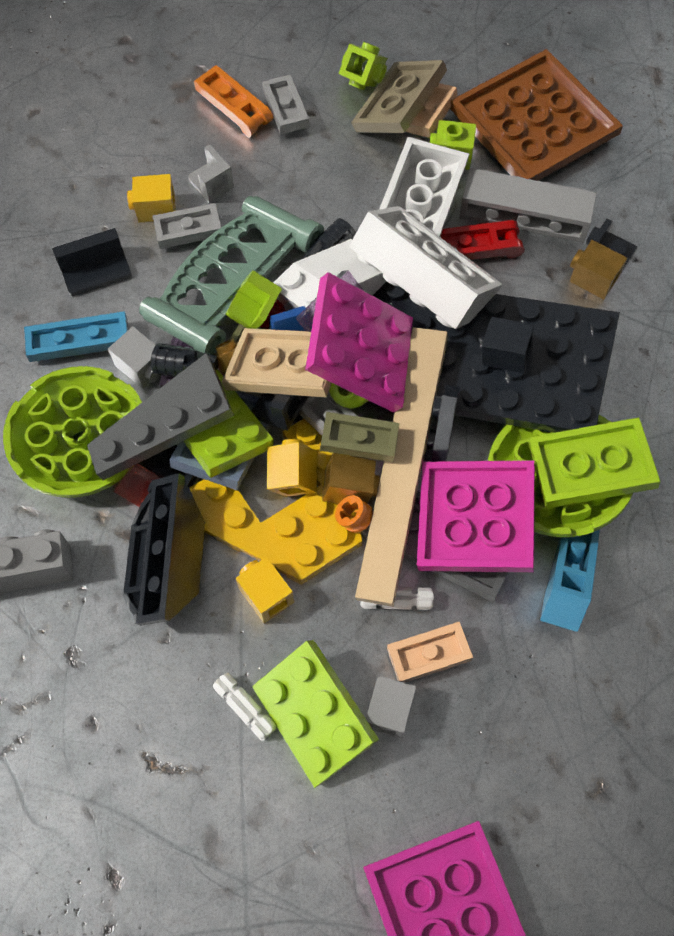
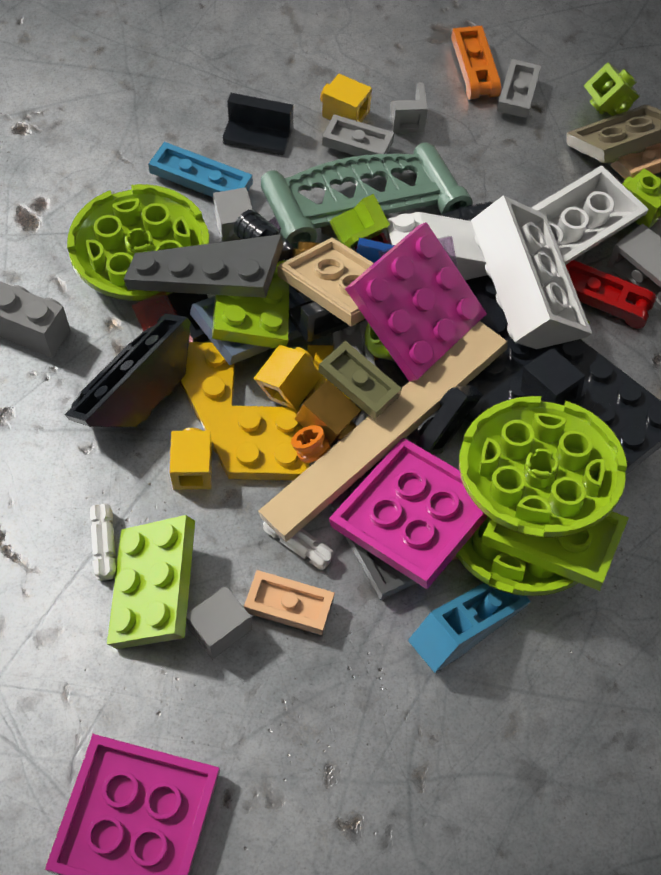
camera: 30 degrees right, 5 degrees down
(563, 389) = (542, 467): none -> lime brick

